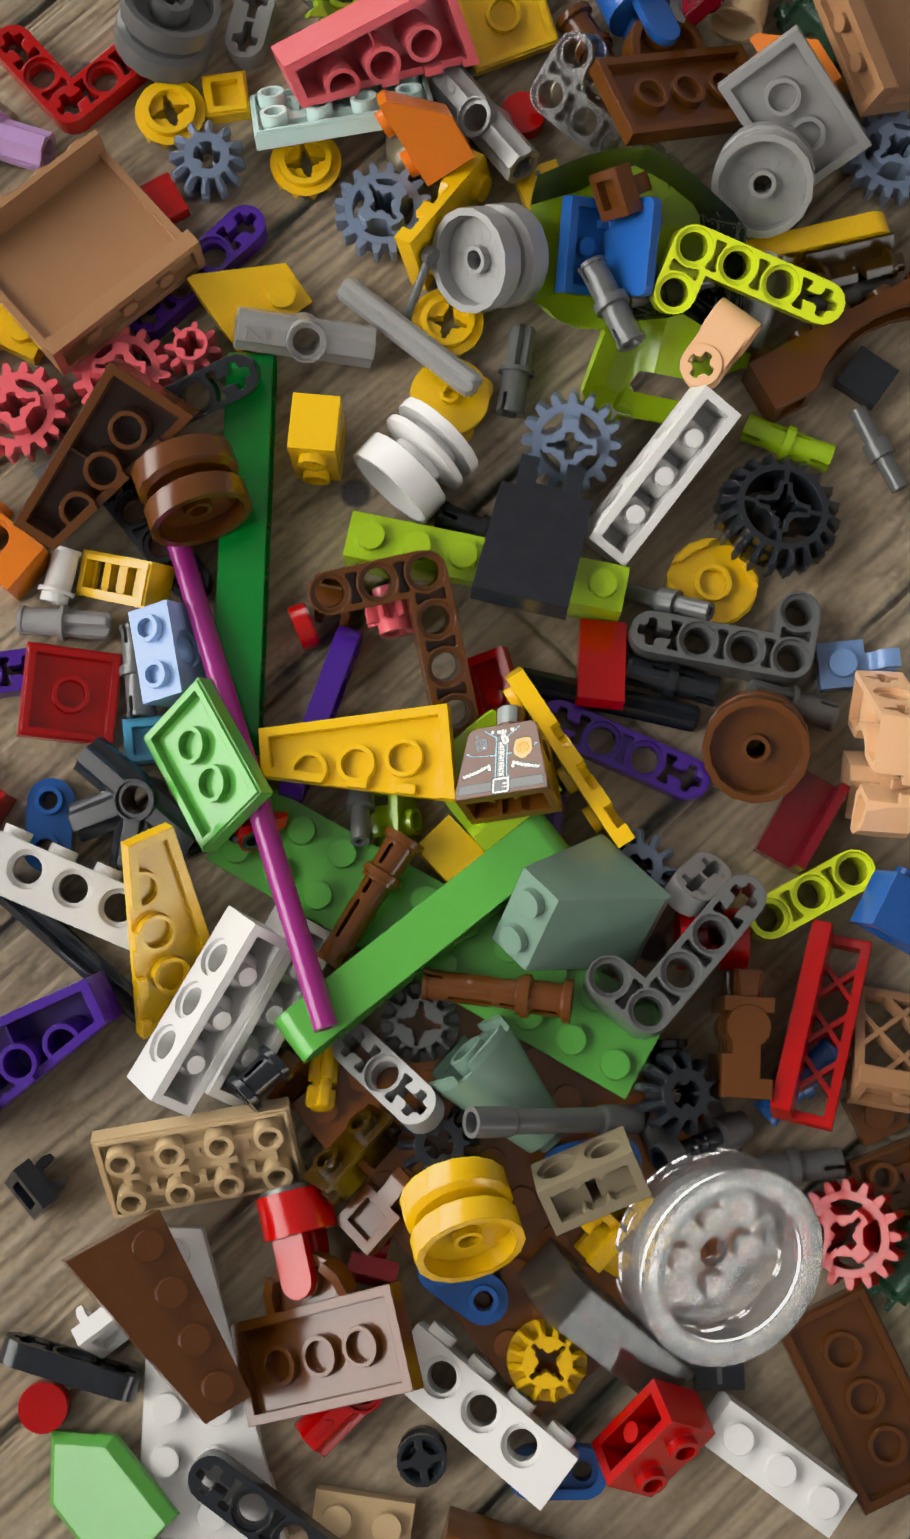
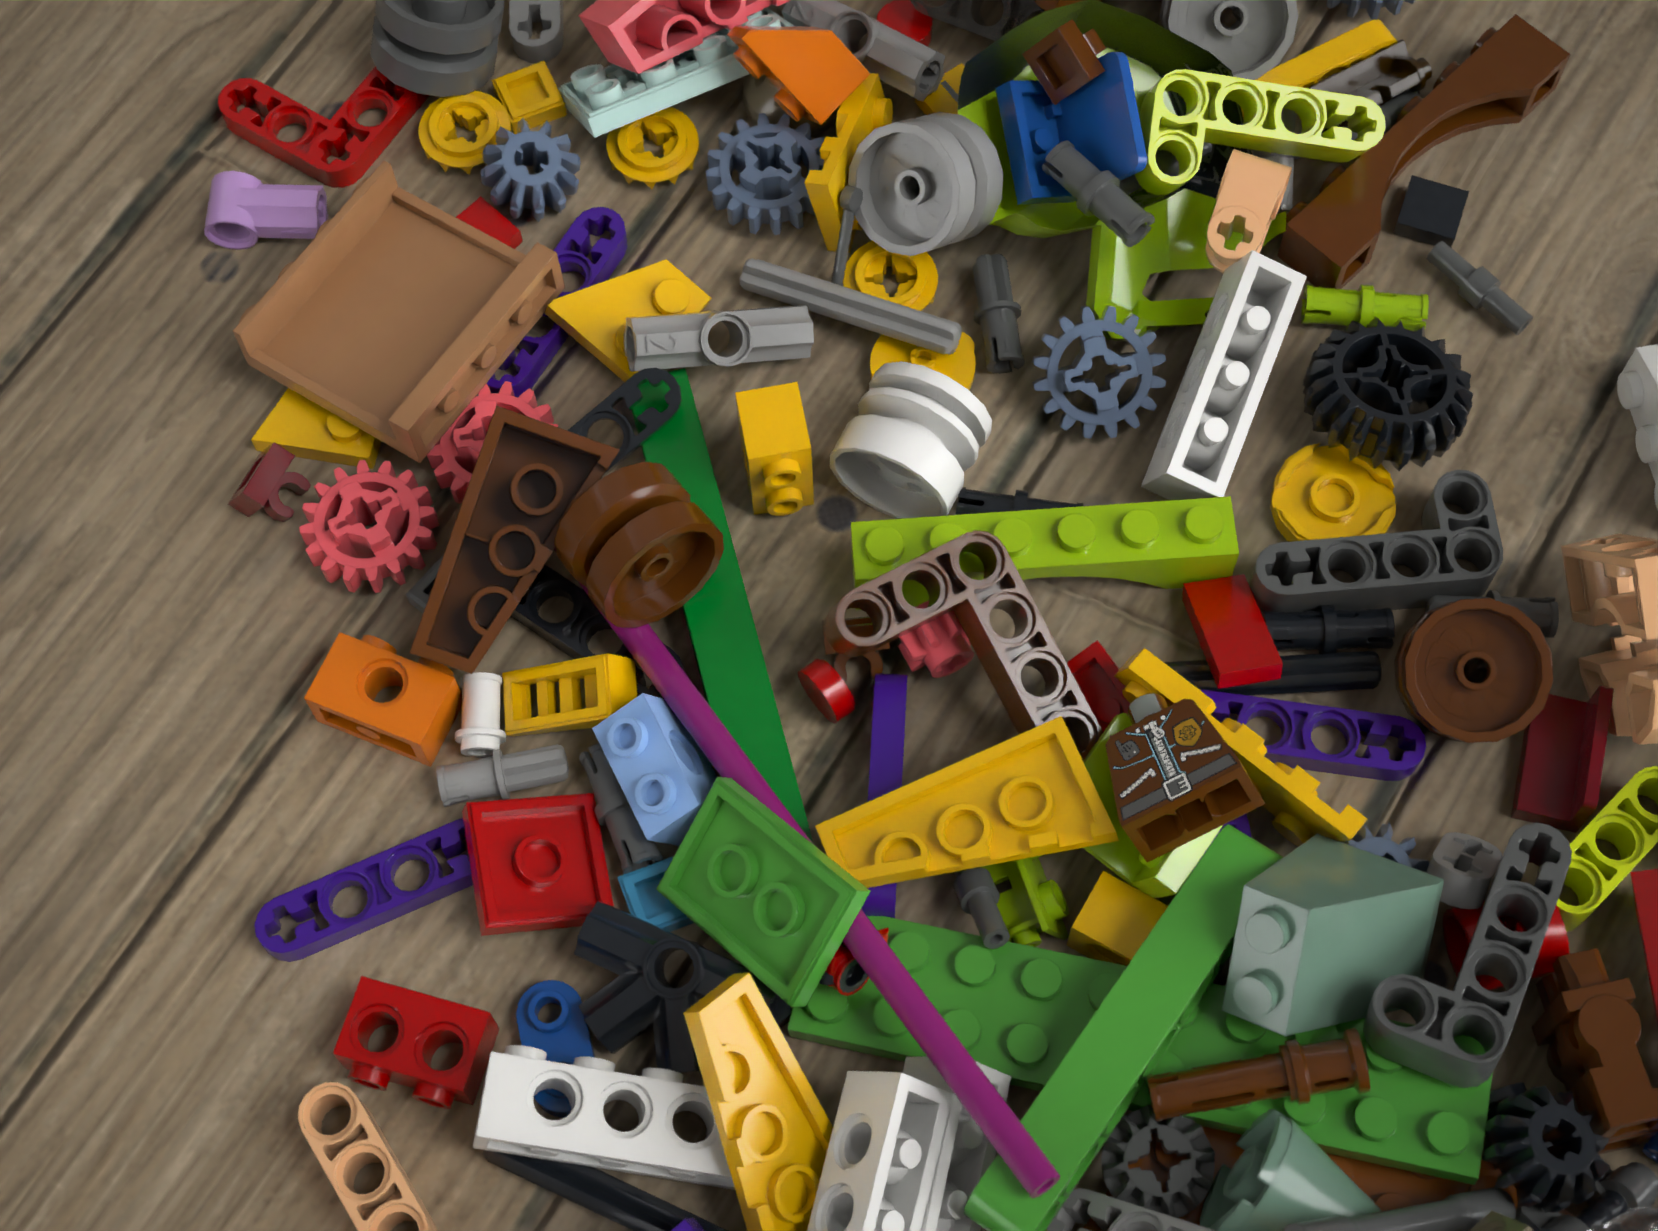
camera: 15 degrees left, 15 degrees down
(184, 345) = (573, 379): coral gear -> none
(380, 878) = (1042, 976): reddish brown pin -> none
(533, 542) = (1101, 495): black tile -> none
(669, 601) = (1295, 527): dark grey bar -> none
(839, 661) = (1534, 548): medium blue plate -> none

